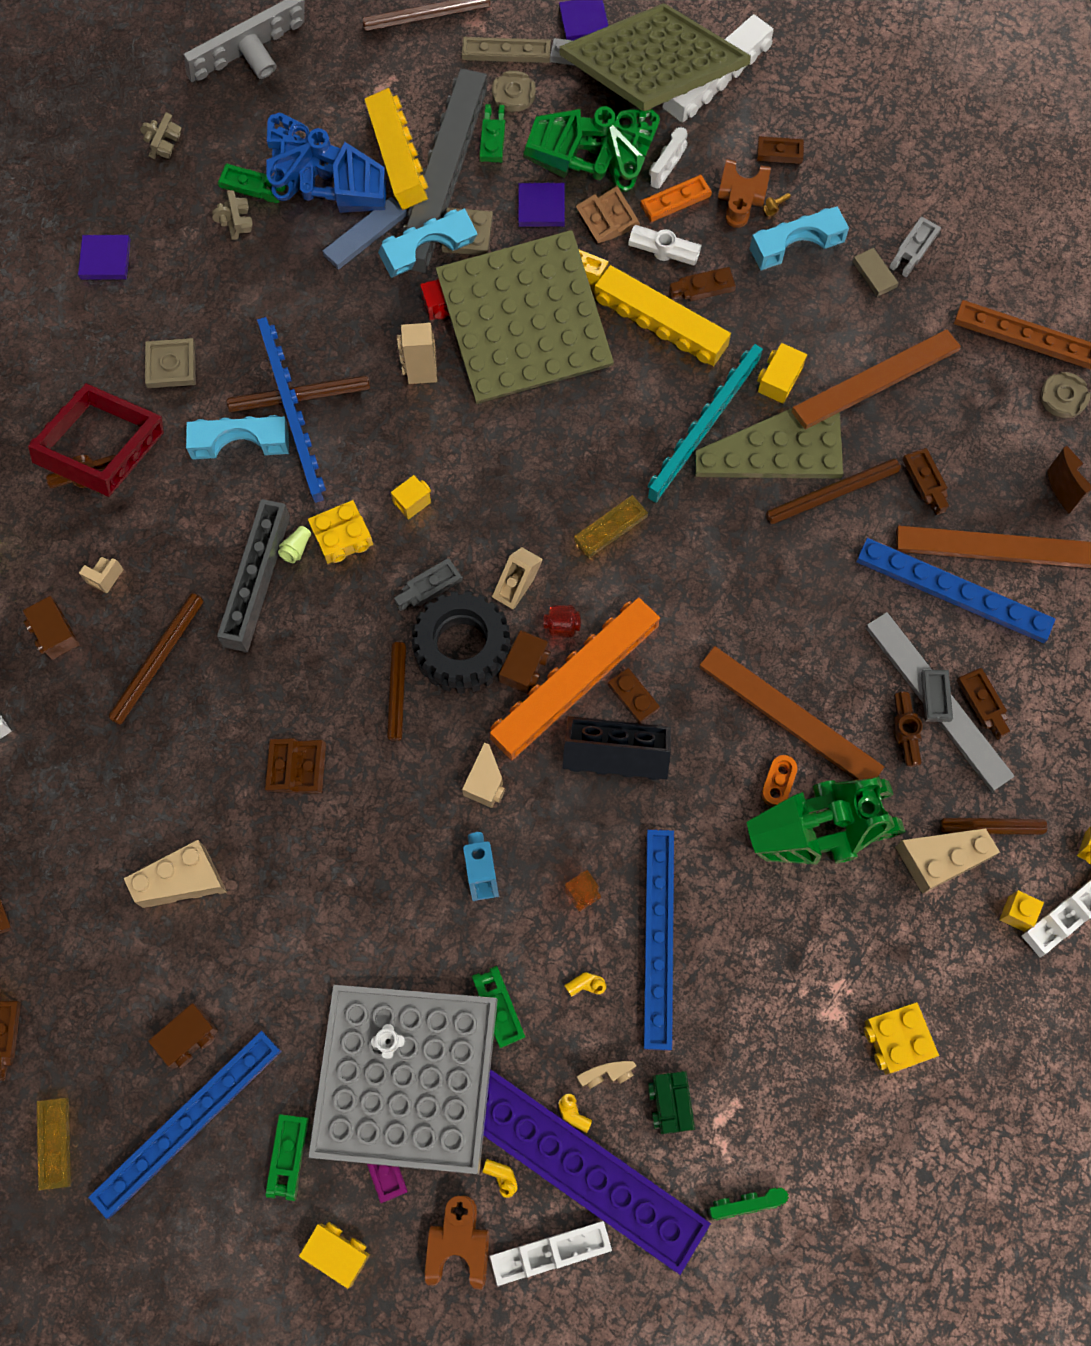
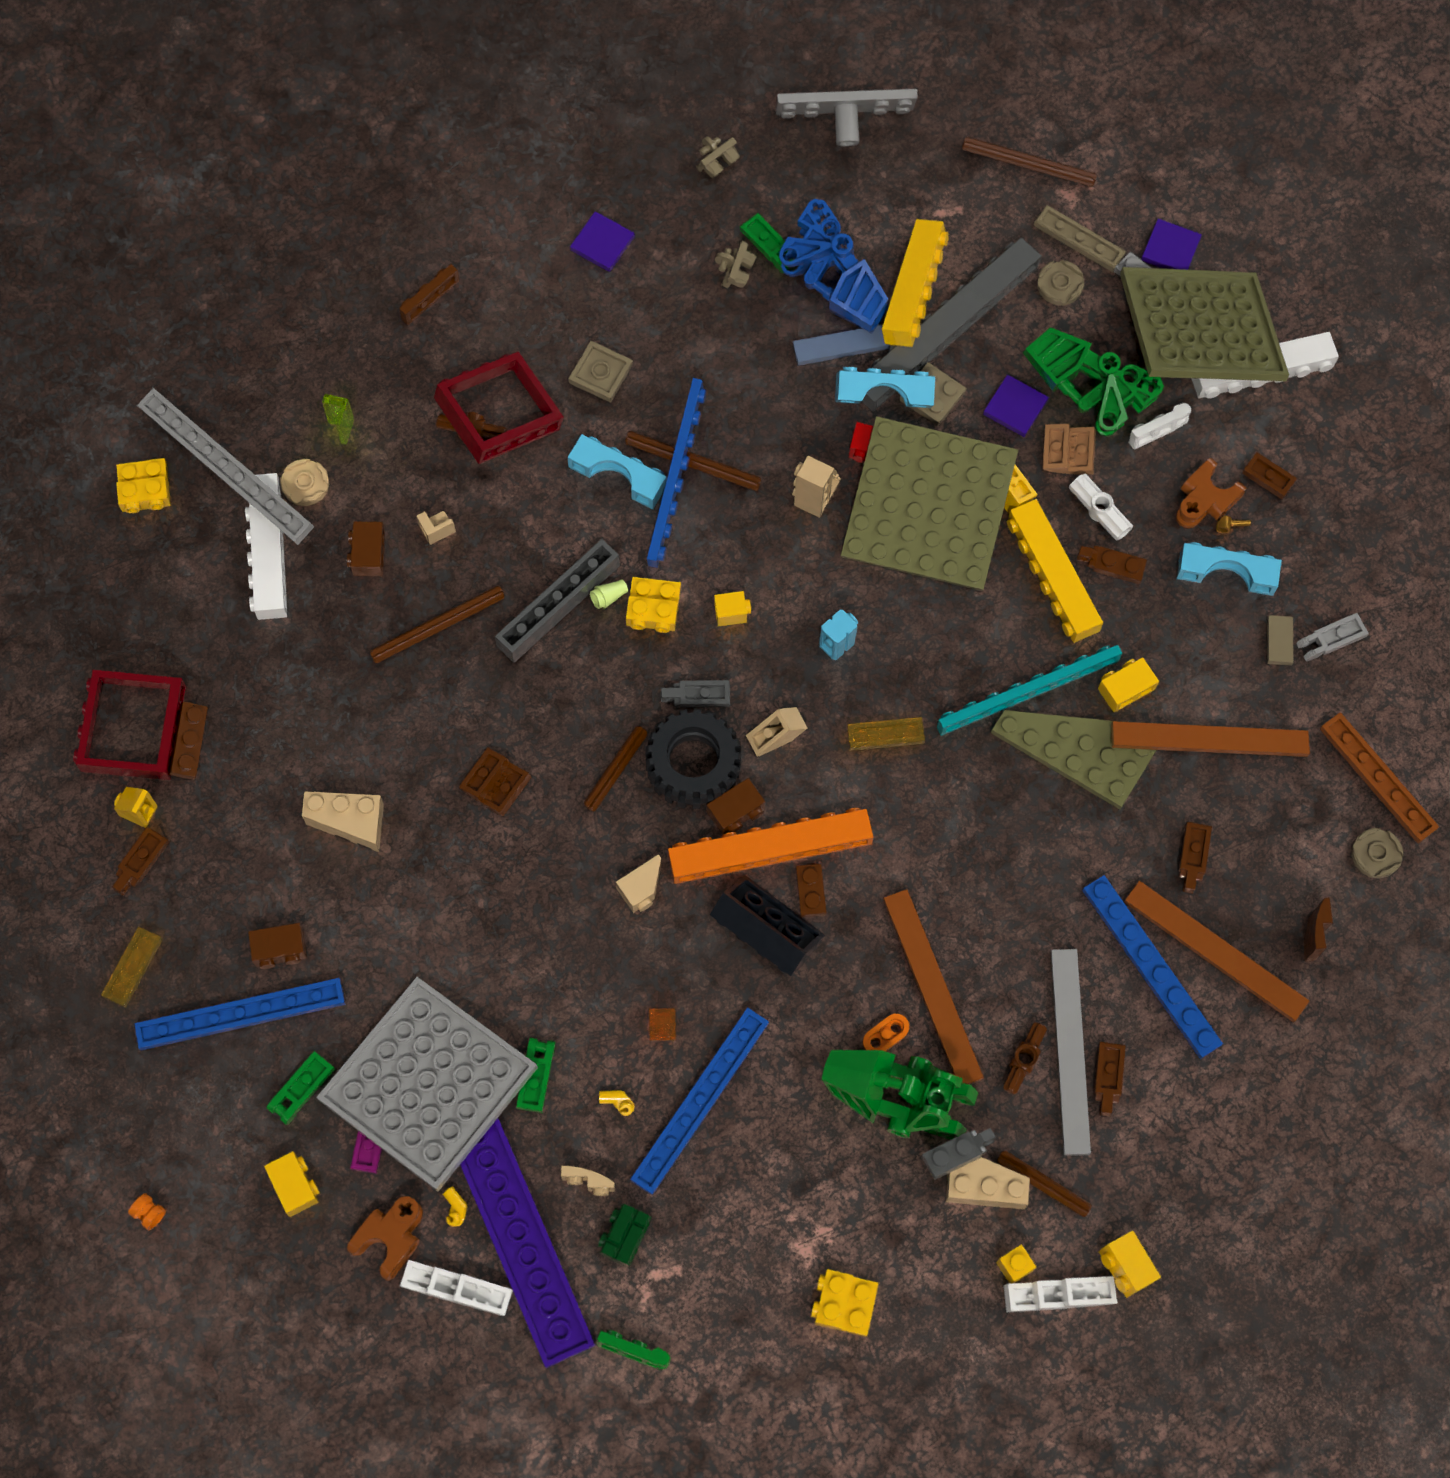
camera: 30 degrees right, 0 degrees up
(379, 1041) = (431, 1038): white plate -> none
(480, 868) = (590, 955): dark azure torso -> none
(492, 136) = (1013, 315): green hinge -> none
(518, 465) = (838, 634): none -> medium azure brick
(562, 621) = (790, 791): clear red head -> none
(570, 1114) = (539, 1194): yellow arm -> none
(676, 198) = (1142, 467): orange tile -> none
(833, 491) = (1103, 816): reddish brown axle -> none
(913, 844) = (957, 1152): none -> dark grey hinge
(936, 696) = (1069, 1045): dark grey tile -> none

